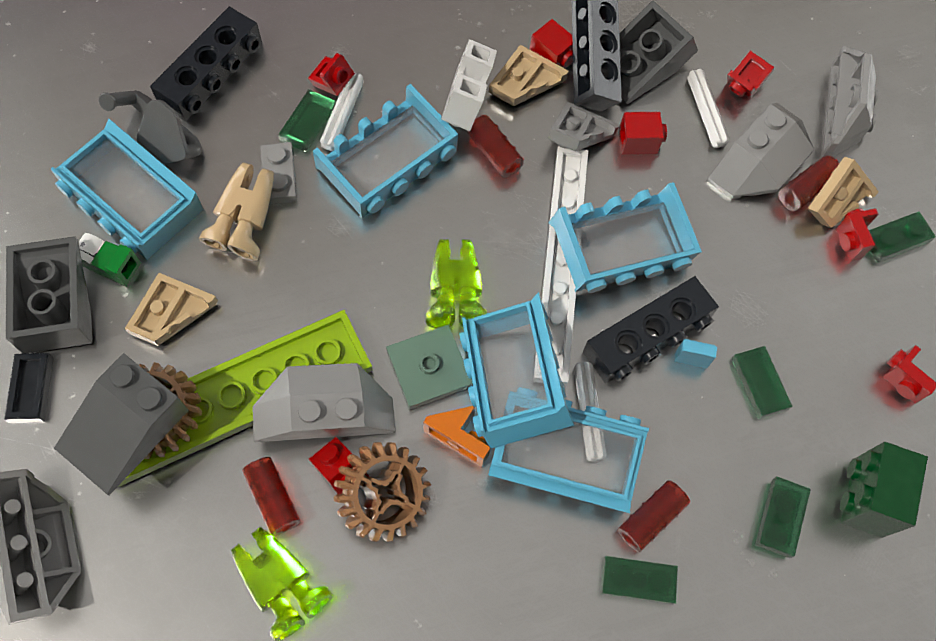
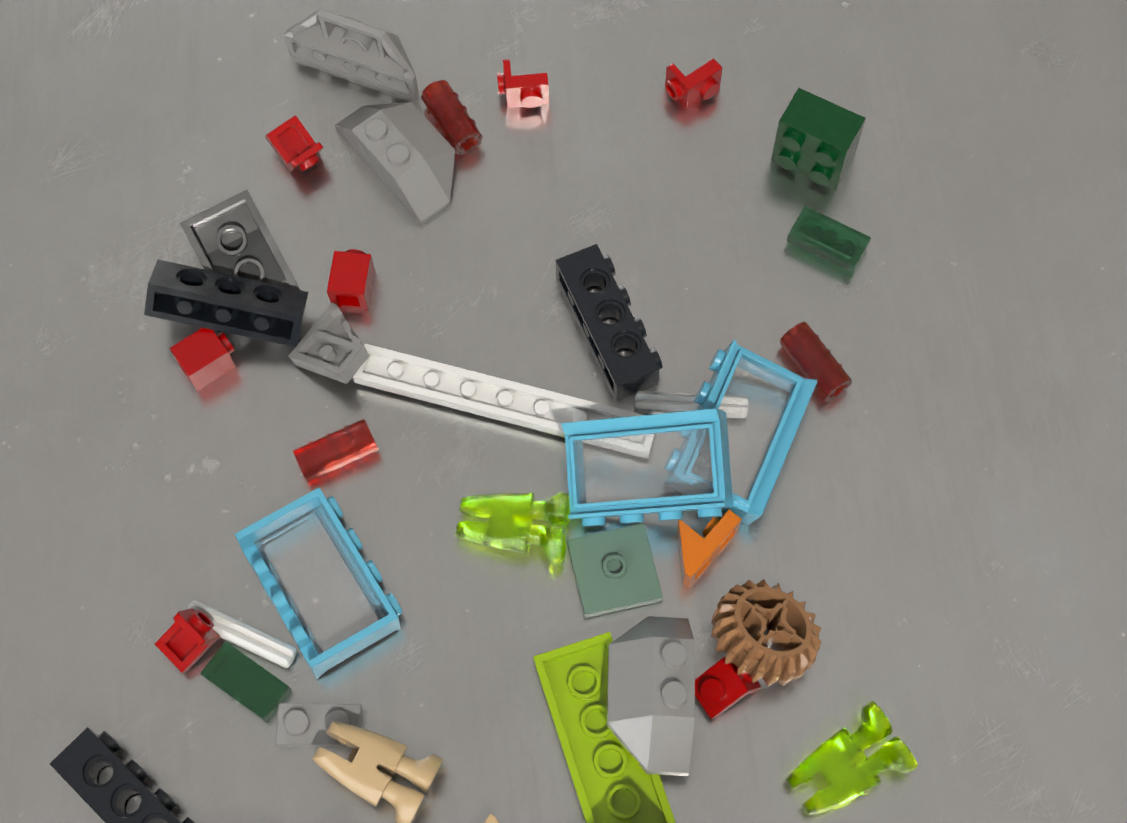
camera: 75 degrees left, 0 degrees up
(271, 496) = (751, 764): clear red axle -> none
(469, 85) = (276, 470): white arch -> none
(526, 76) = (238, 398): tan wing -> none
(626, 239) = (495, 322): window -> none
(639, 580) = (878, 391): clear green plate -> none
(695, 353) = (642, 281): medium azure tile -> none
(708, 108) = (326, 200): white axle -> none
(761, 382) = (679, 225): clear green tile -> none
(841, 193) = (478, 94): tan wing -> none
(900, 236) = (529, 45): clear green plate -> none

